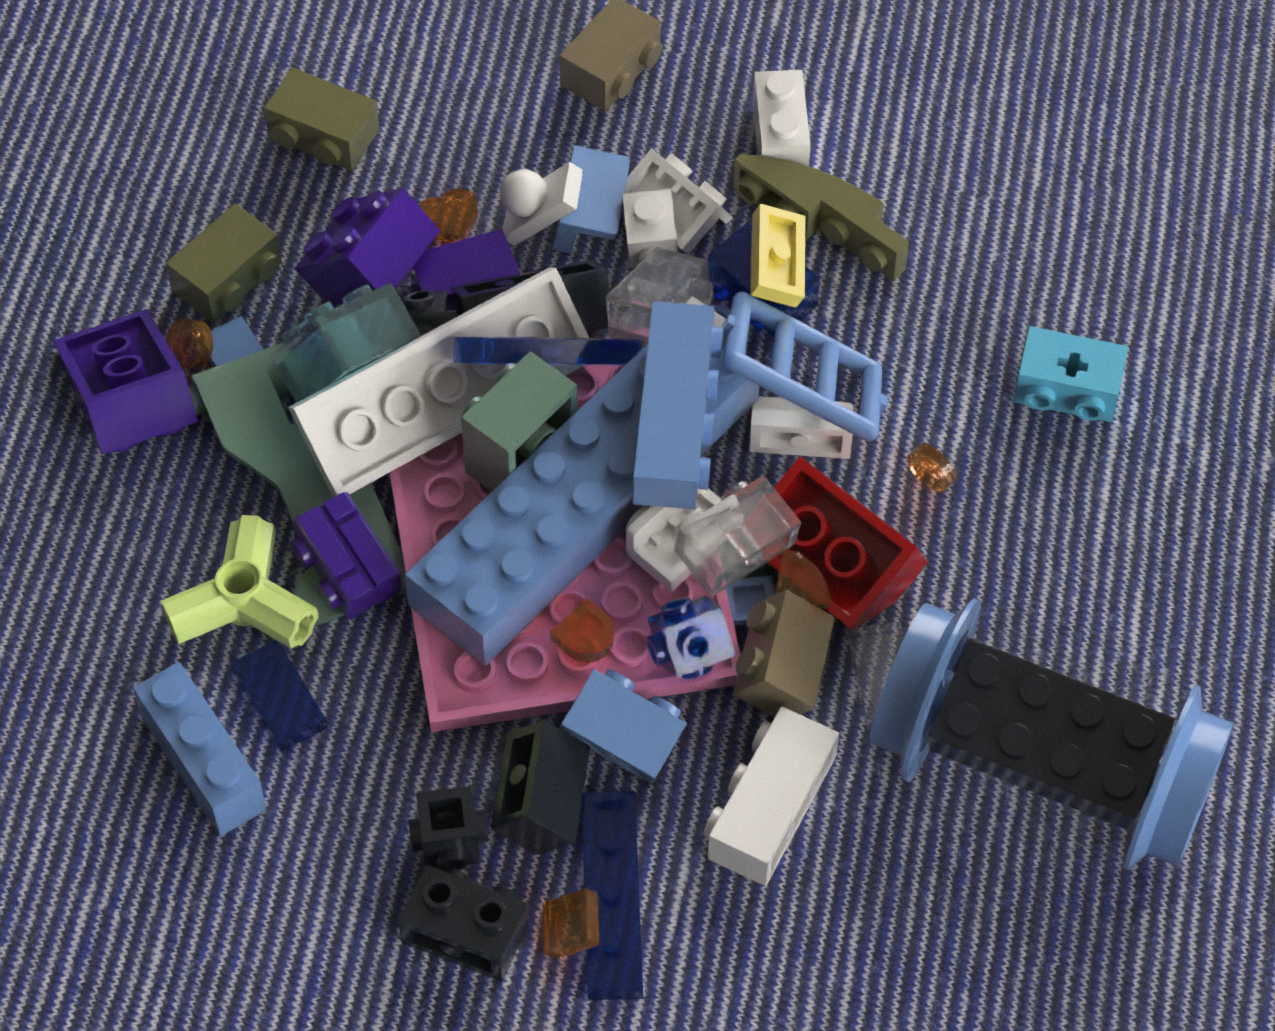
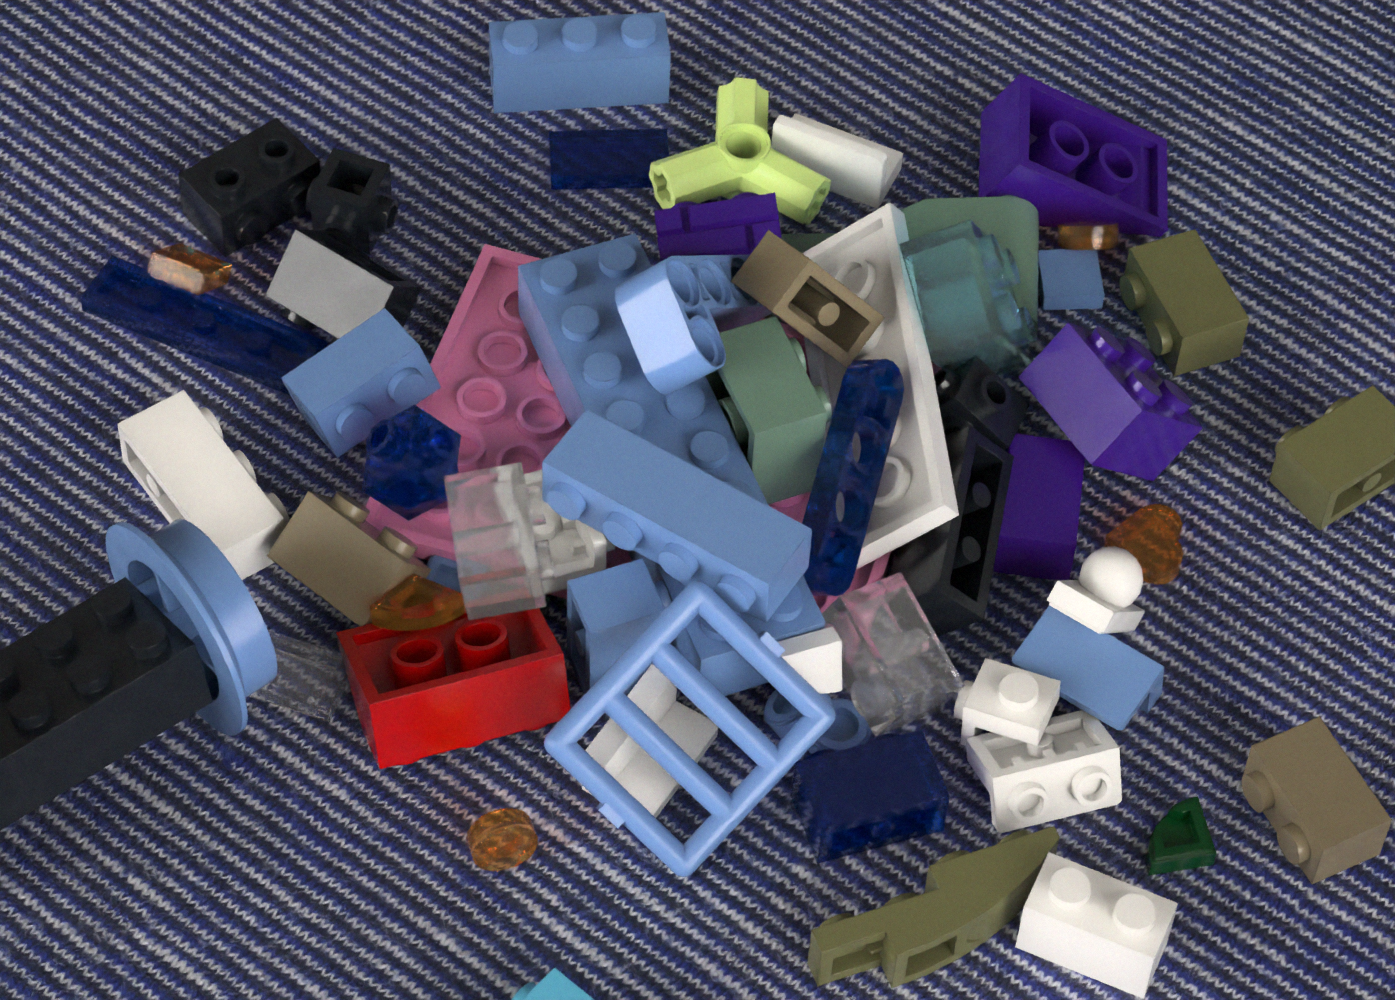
camera: 115 degrees right, 5 degrees down
(193, 537) = (853, 164): none -> white panel
(419, 421) = (807, 298): none -> dark tan brick
(470, 479) = (677, 316): none -> medium blue beam
(585, 633) = (495, 403): clear orange tile -> none
(676, 121) = (1180, 840): none -> dark green tile
(745, 447) = (608, 616): none -> medium blue brick
(778, 255) = (862, 772): light yellow plate -> none

